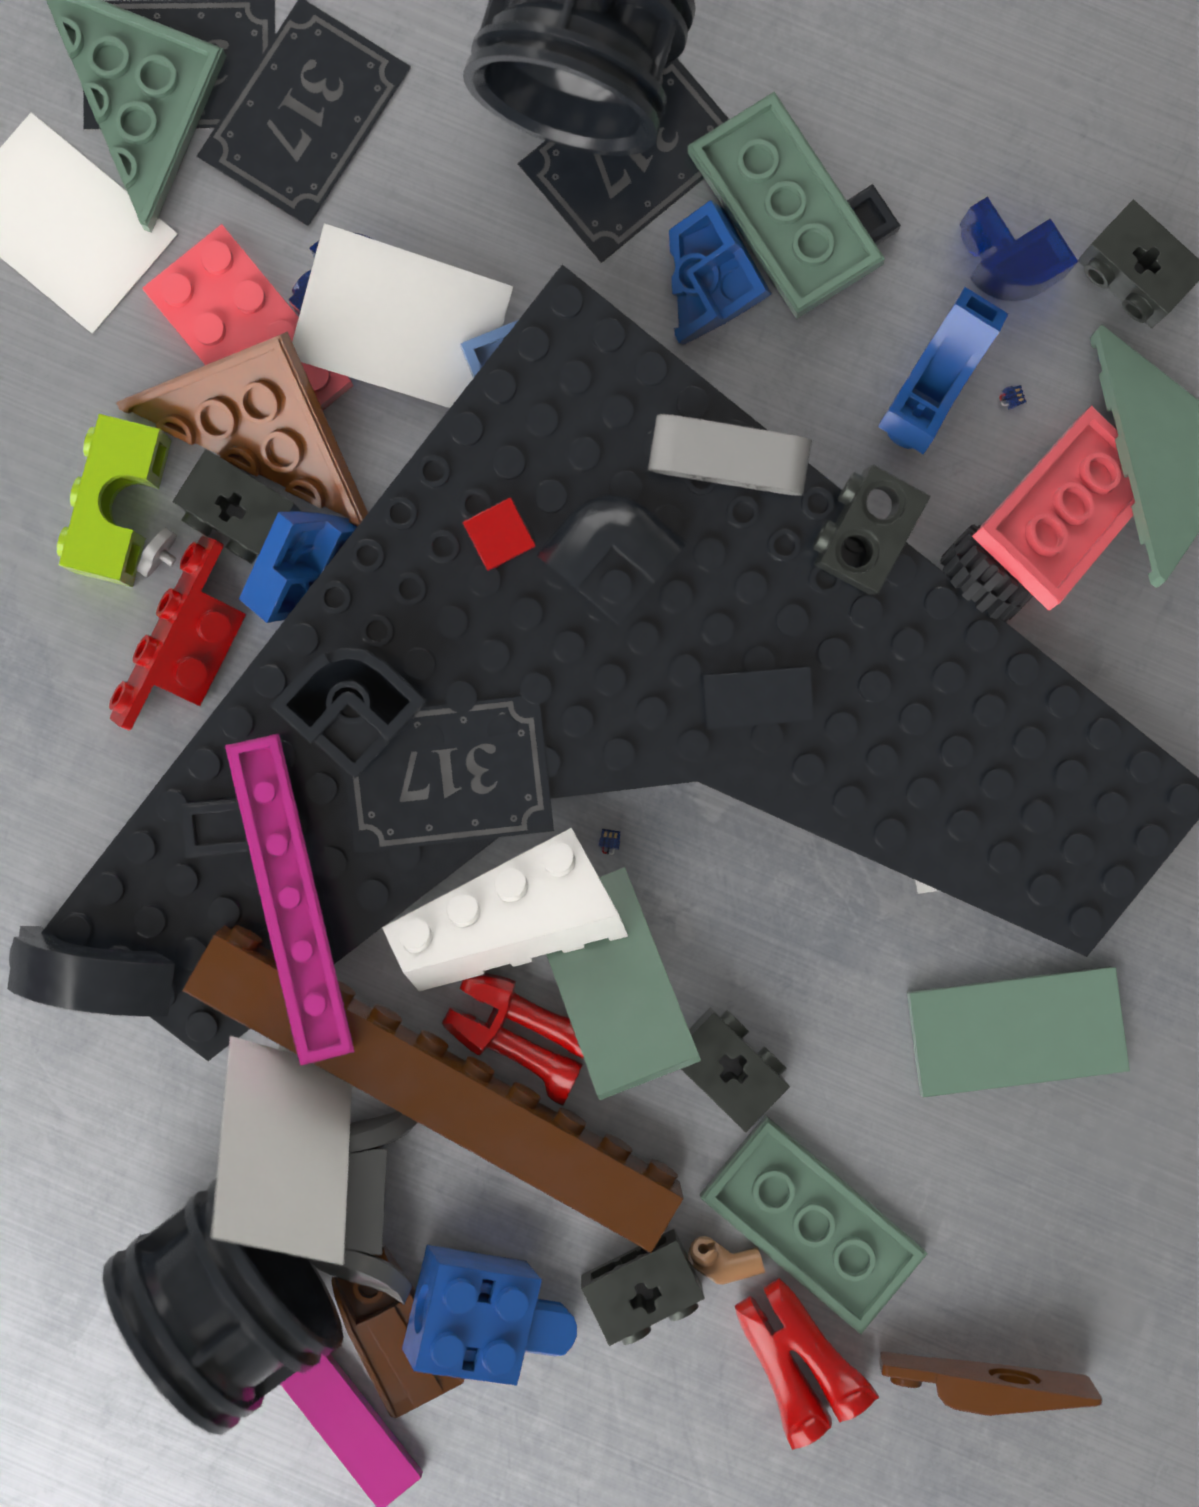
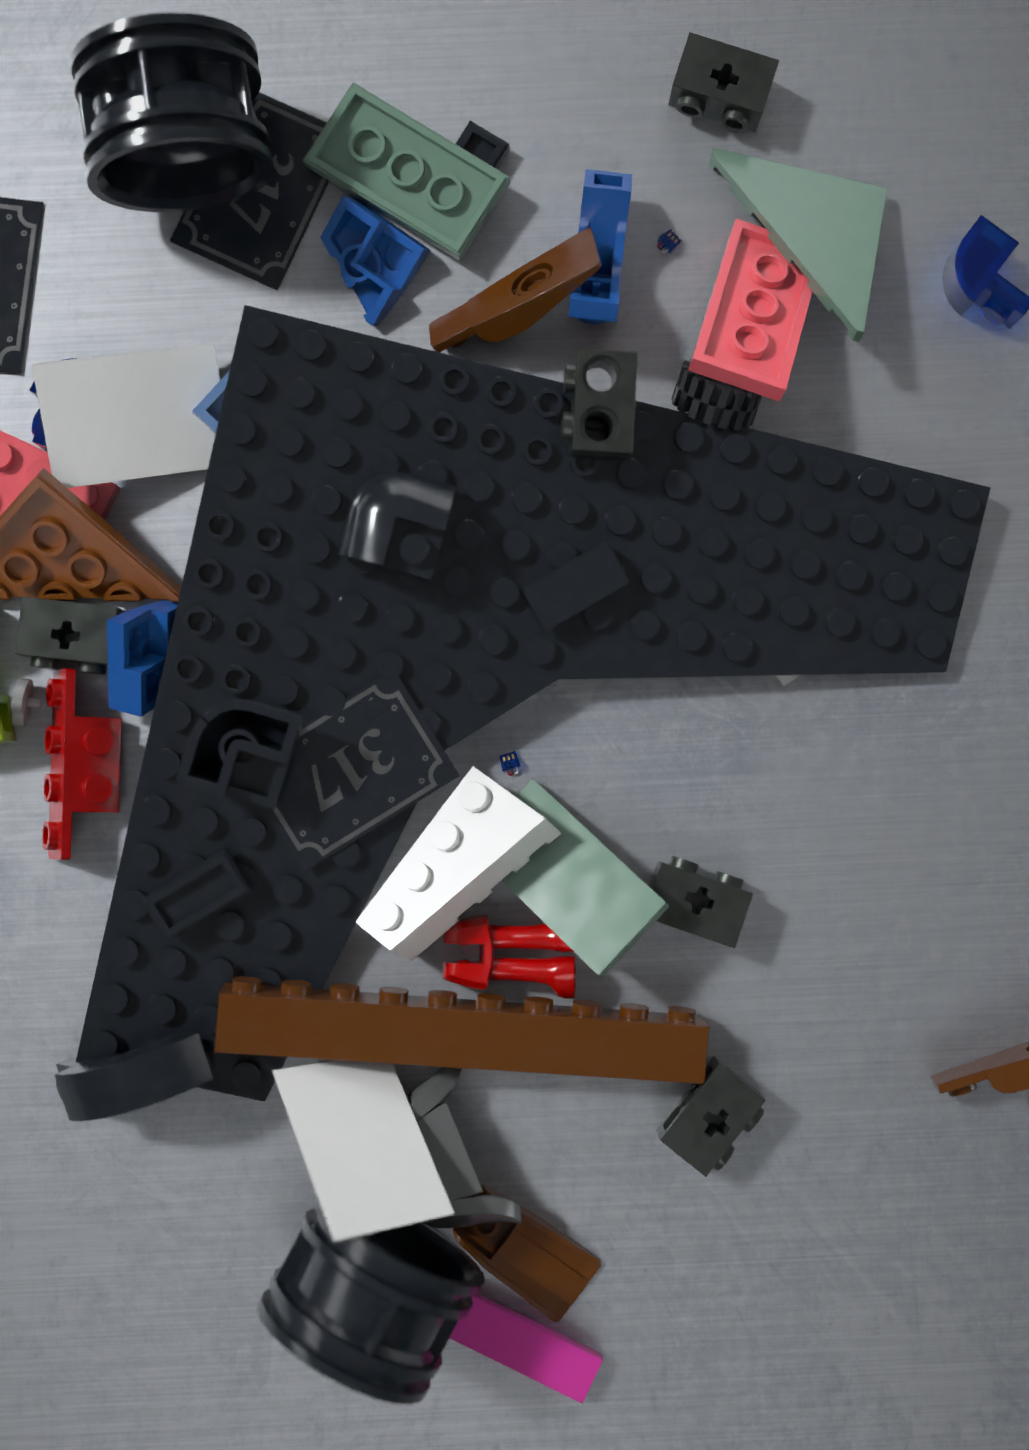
camera: 20 degrees left, 0 degrees up
(289, 899) = (267, 934): dark pink tile -> none
(481, 1316) = (591, 1210): blue brick -> none
(499, 534) = (298, 552): red tile -> none
(720, 1264) = (767, 1067): medium nougat arm -> none
(729, 454) = (457, 396): light grey beam -> none
(800, 1409) = (886, 1153): red piece -> none
(813, 1224) = (826, 998): sand green tile -> none
(840, 383) = (521, 296): none -> reddish brown piece
(1010, 266) = (618, 134): clear blue brick -> none
(1017, 1031) = (918, 760): sand green tile -> none

